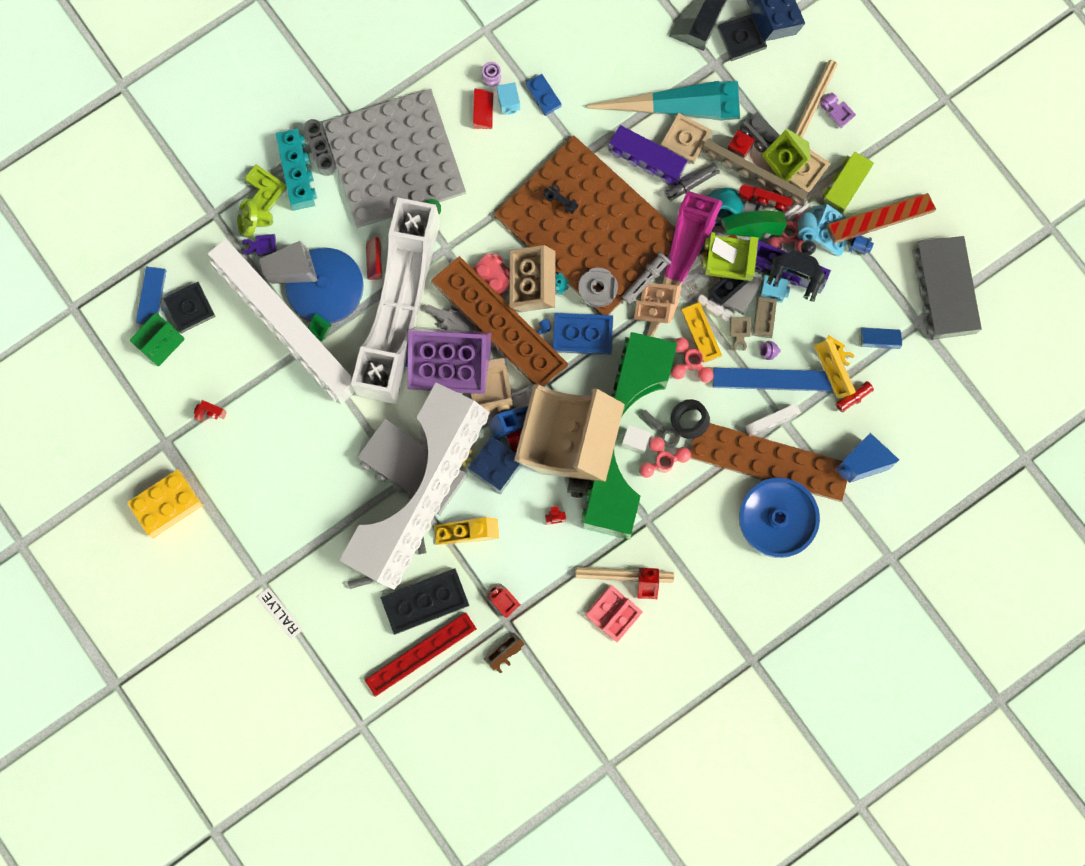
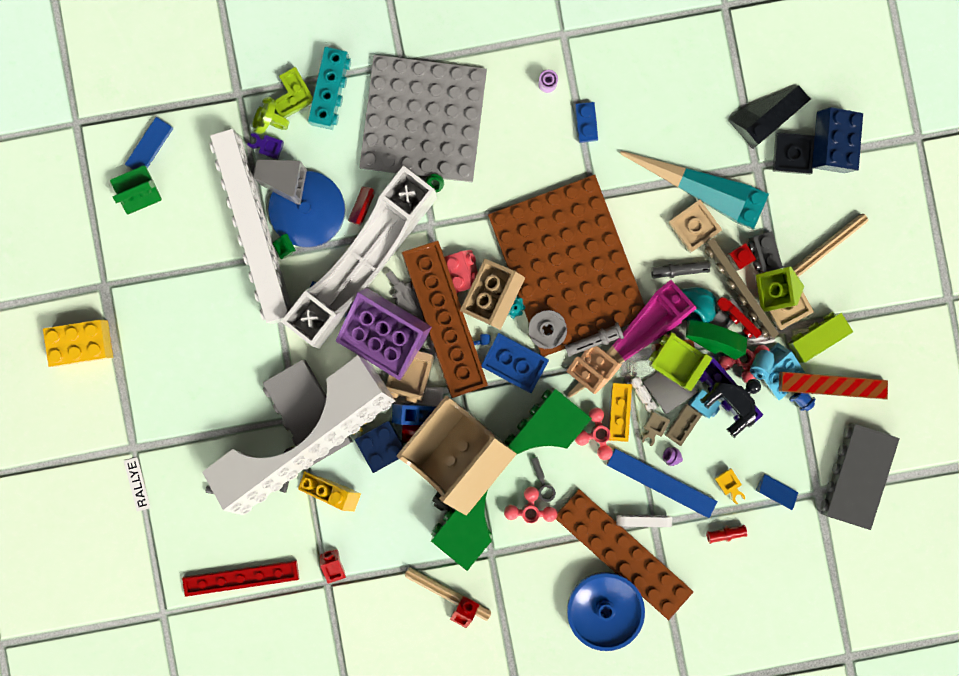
camera: 25 degrees right, 10 degrees up
(189, 307) = (177, 173): black plate -> none
(212, 411) = (156, 277): red bracket -> none
(316, 139) = (358, 69): dark grey beam -> none
(424, 601) = (264, 535): black plate -> none
(483, 109) = (524, 110): red slope -> none
(501, 653) = (311, 612): reddish brown plate -> none
(508, 98) = (552, 112): medium azure brick -> none
(553, 192) = (548, 223): black bar -> none
(555, 516) = (411, 517): red plate -> none
(613, 613) = (422, 622): coral slope -> none
(635, 439) = (514, 480): white brick -> none
(647, 155) = (652, 226): dark purple brick -> none
(700, 428) = (570, 471): black tyre -> none
(724, 250) = (676, 353): white sticker -> none
(726, 289) = (659, 385): black slope -> none
(834, 368) = (721, 503): yellow plate -> none
(841, 113) = (847, 269): medium lavender plate -> none
(867, 460) = (707, 596): blue slope -> none

